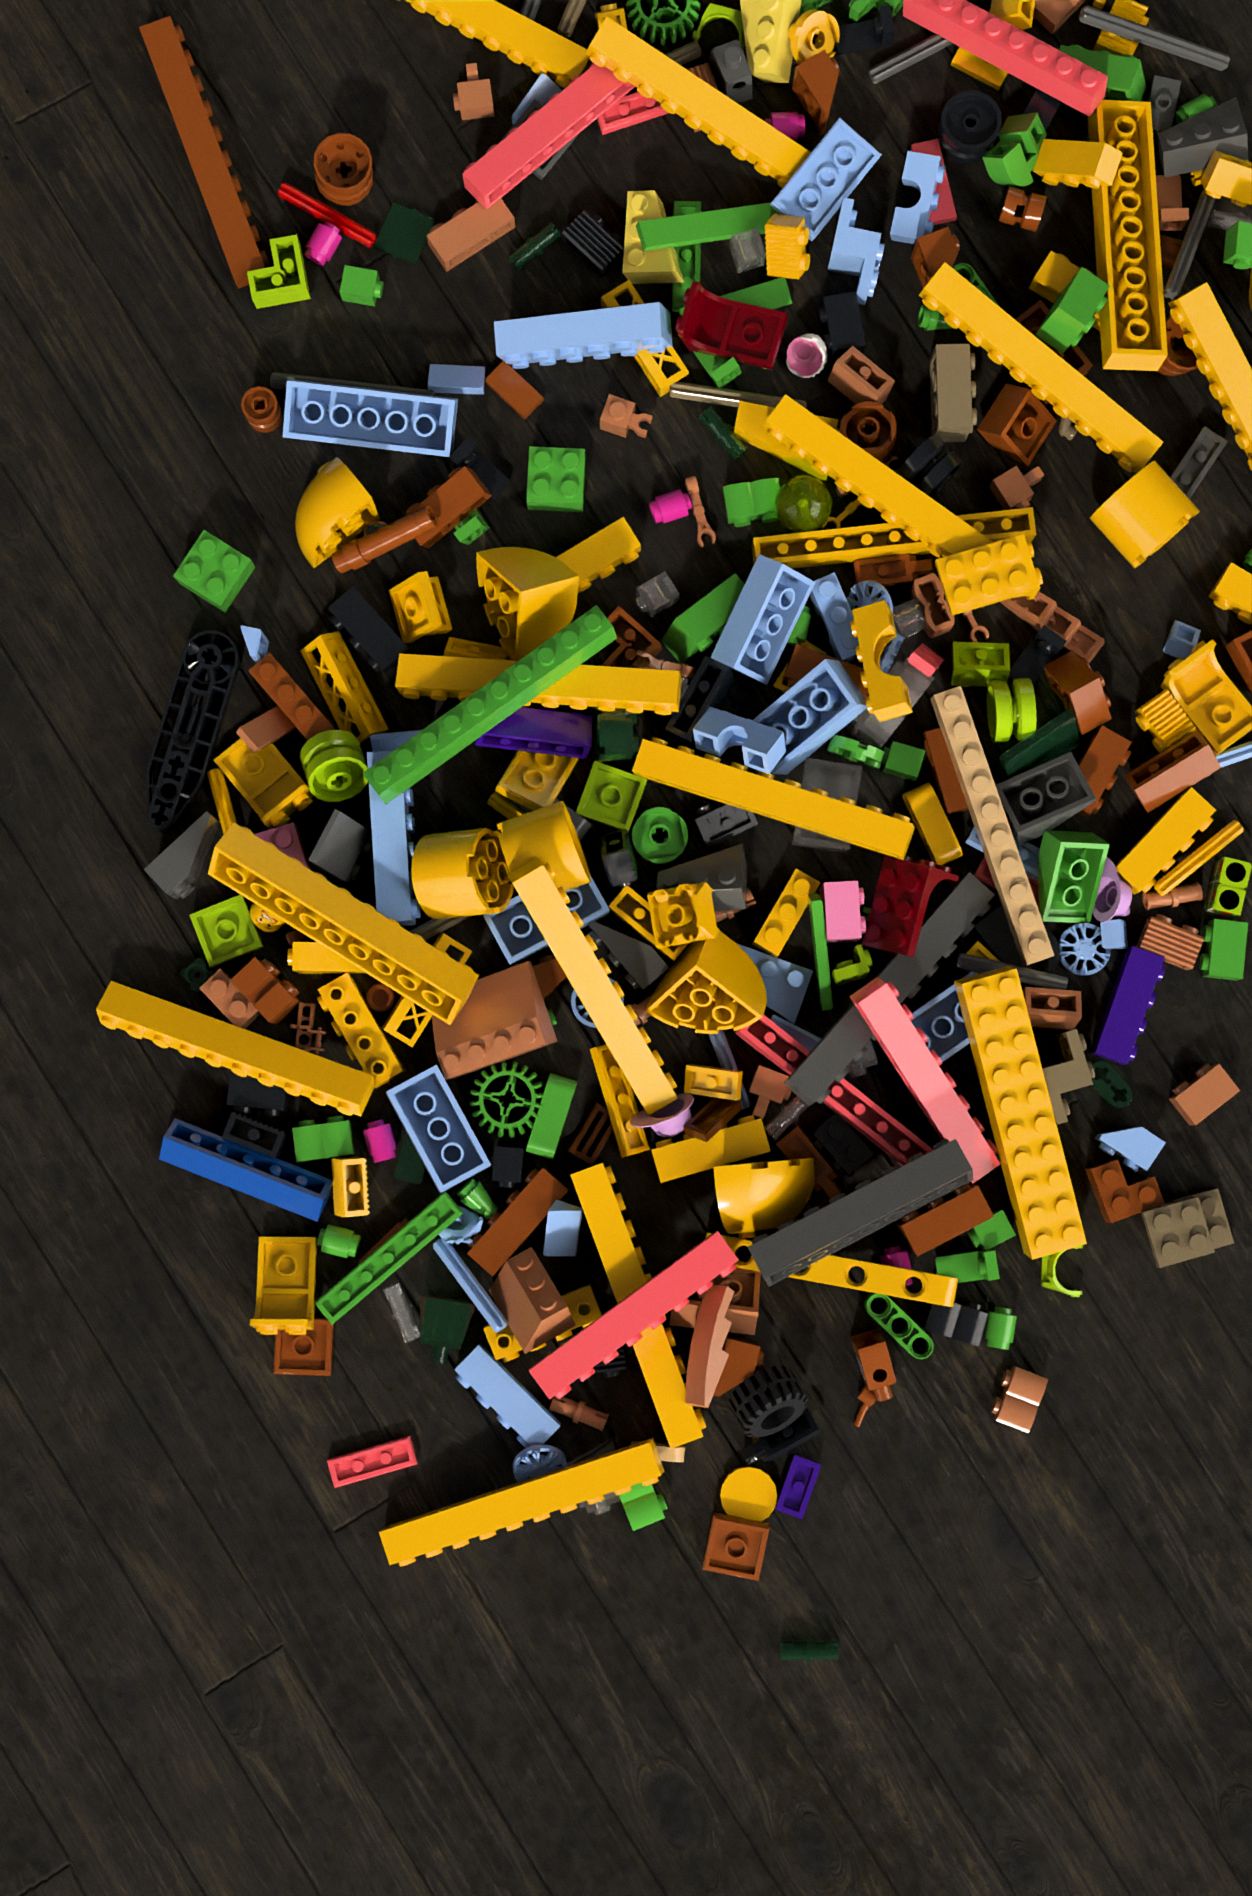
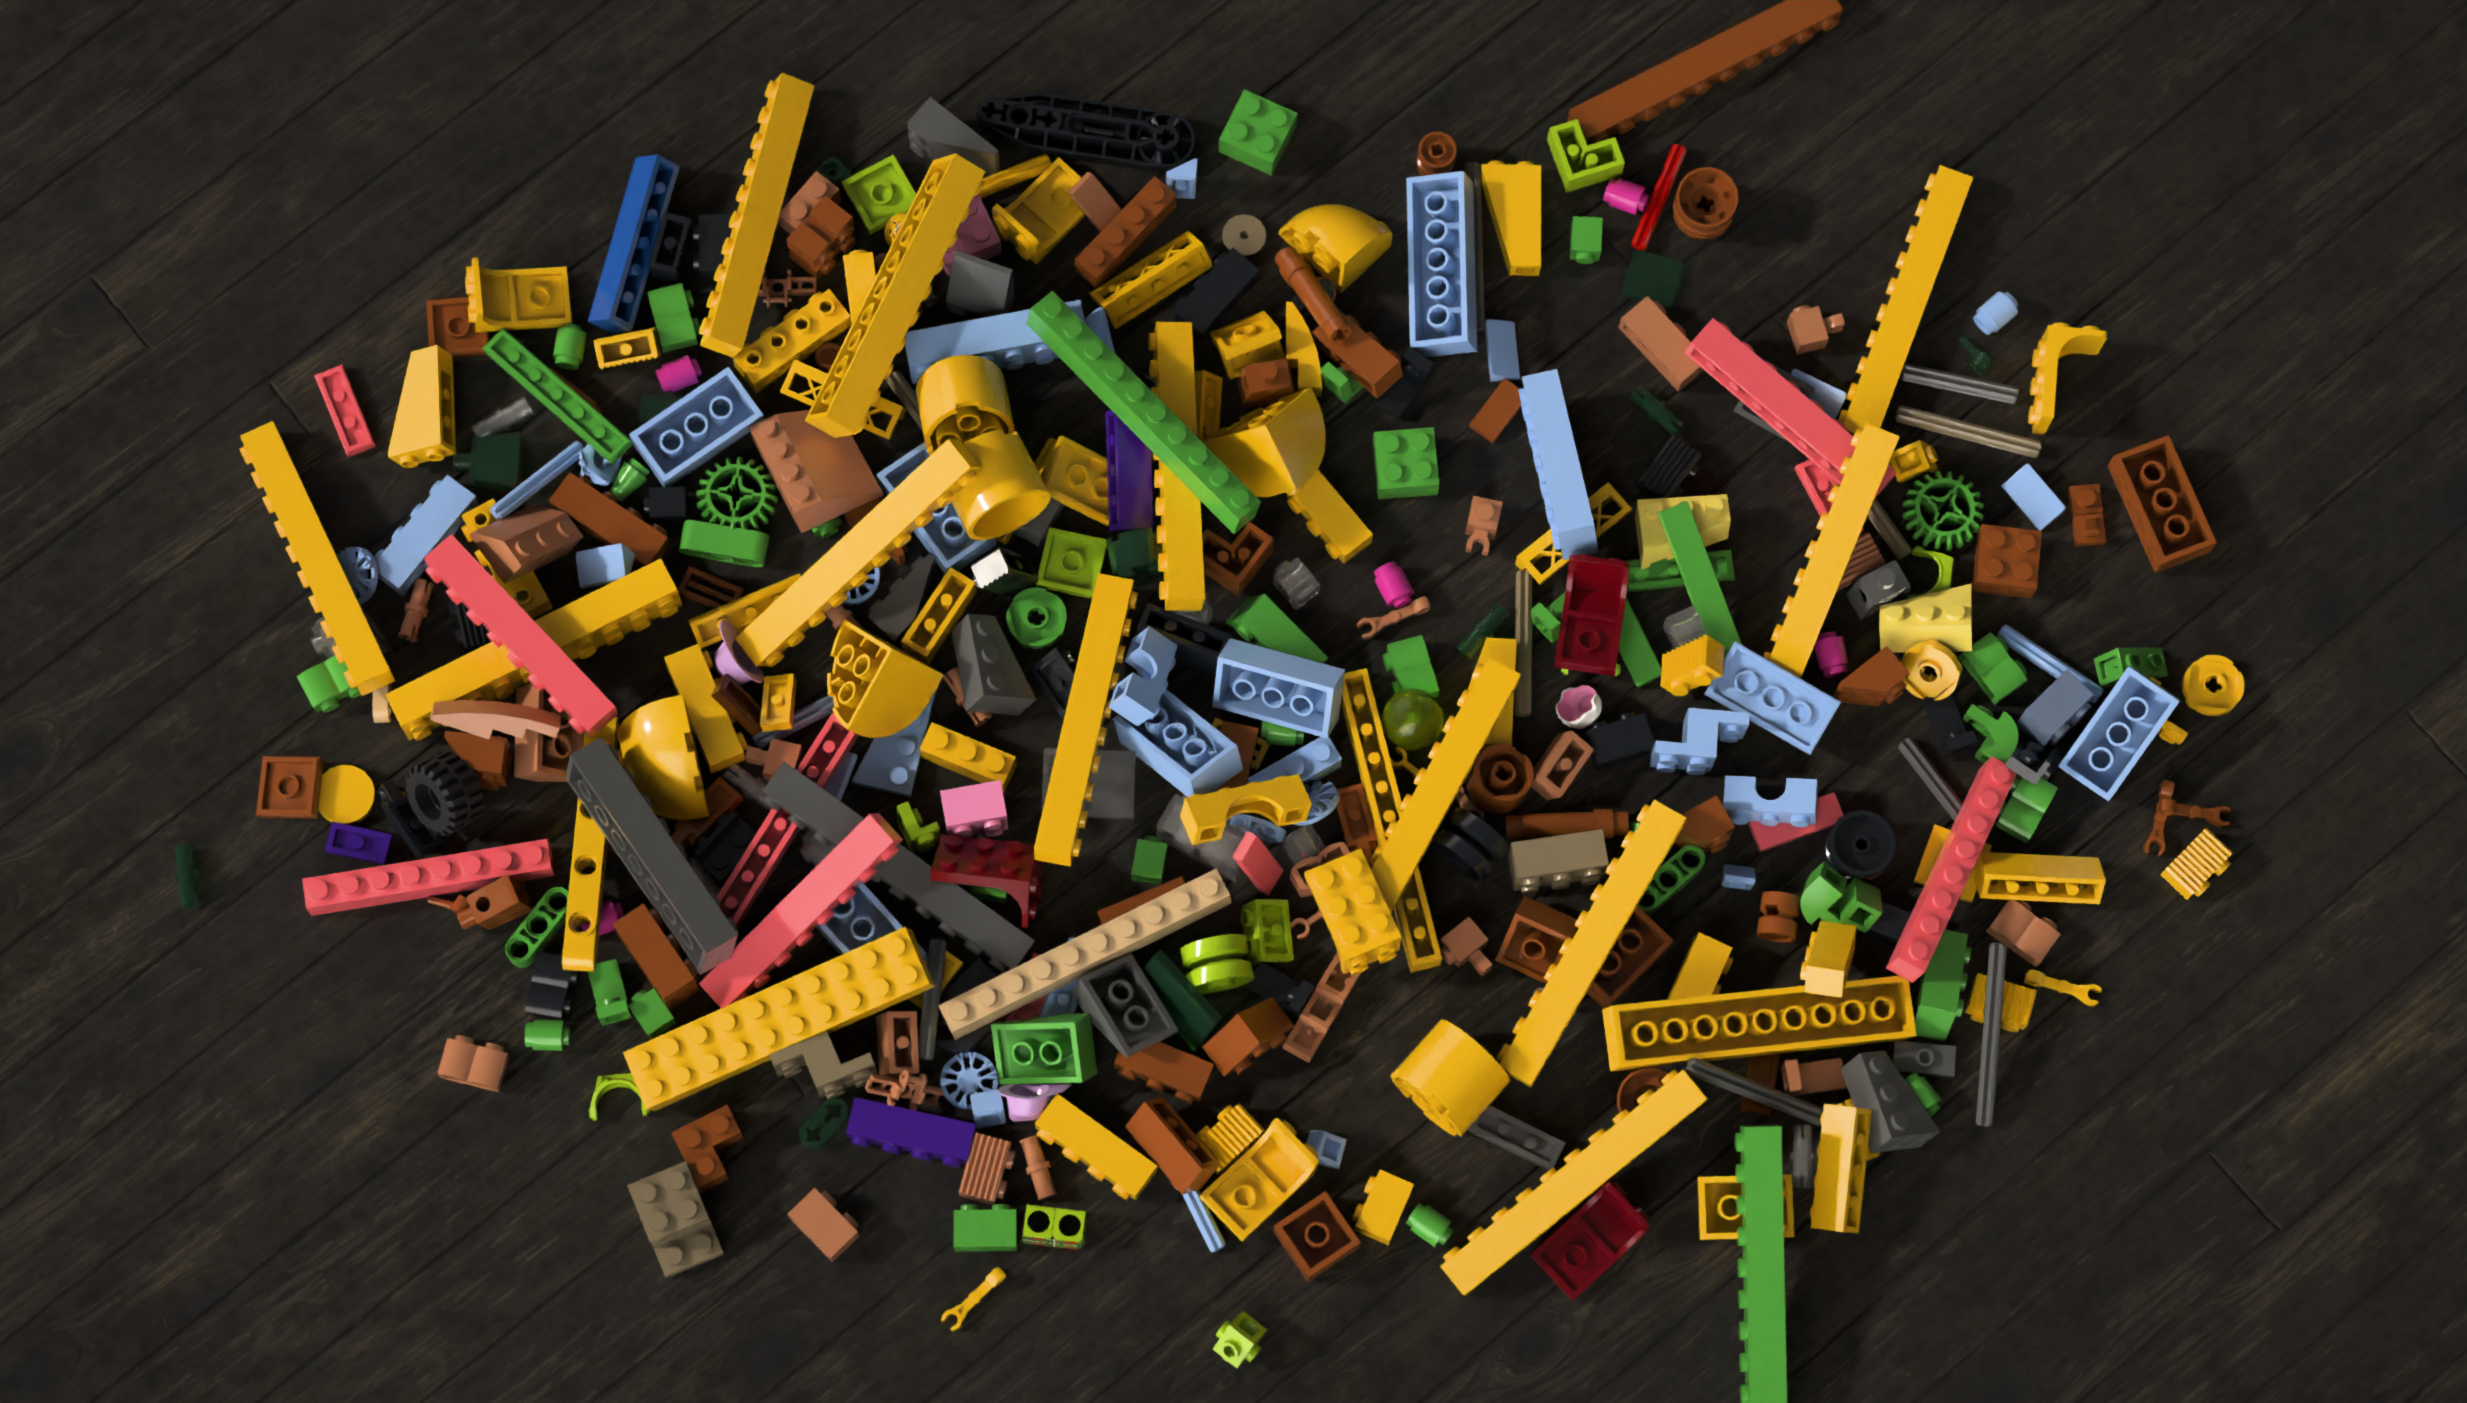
camera: 80 degrees right, 10 degrees down
(312, 598) = (1244, 234): none -> dark tan piece
(326, 345) = (1515, 208): none -> yellow slope
(334, 765) = (1067, 269): lime wheel -> none
(386, 1384) = (426, 410): none -> yellow slope
(436, 559) = (1302, 351): none -> yellow slope
(463, 596) = (1265, 383): none -> dark orange torso
(650, 662) = (1218, 617): nougat piece -> none
(682, 914) = (948, 639): yellow slope -> none
(820, 951) = (928, 792): bright green tile -> none
(839, 1424) = (427, 877): none -> coral brick
(852, 751) = (1150, 805): bright green plate -> none
(916, 356) = (1554, 824): none -> dark orange piece
(932, 824) = (1083, 901): yellow beam -> none
(977, 240) = (1738, 877): none -> light blue slope
(1073, 311) = (1659, 966): bright green brick -> none
(1093, 1013) = (899, 1085): none -> nougat piece
(1134, 1145) = (759, 1155): light blue slope -> none
(1198, 857) = (1083, 1189): yellow axle -> none

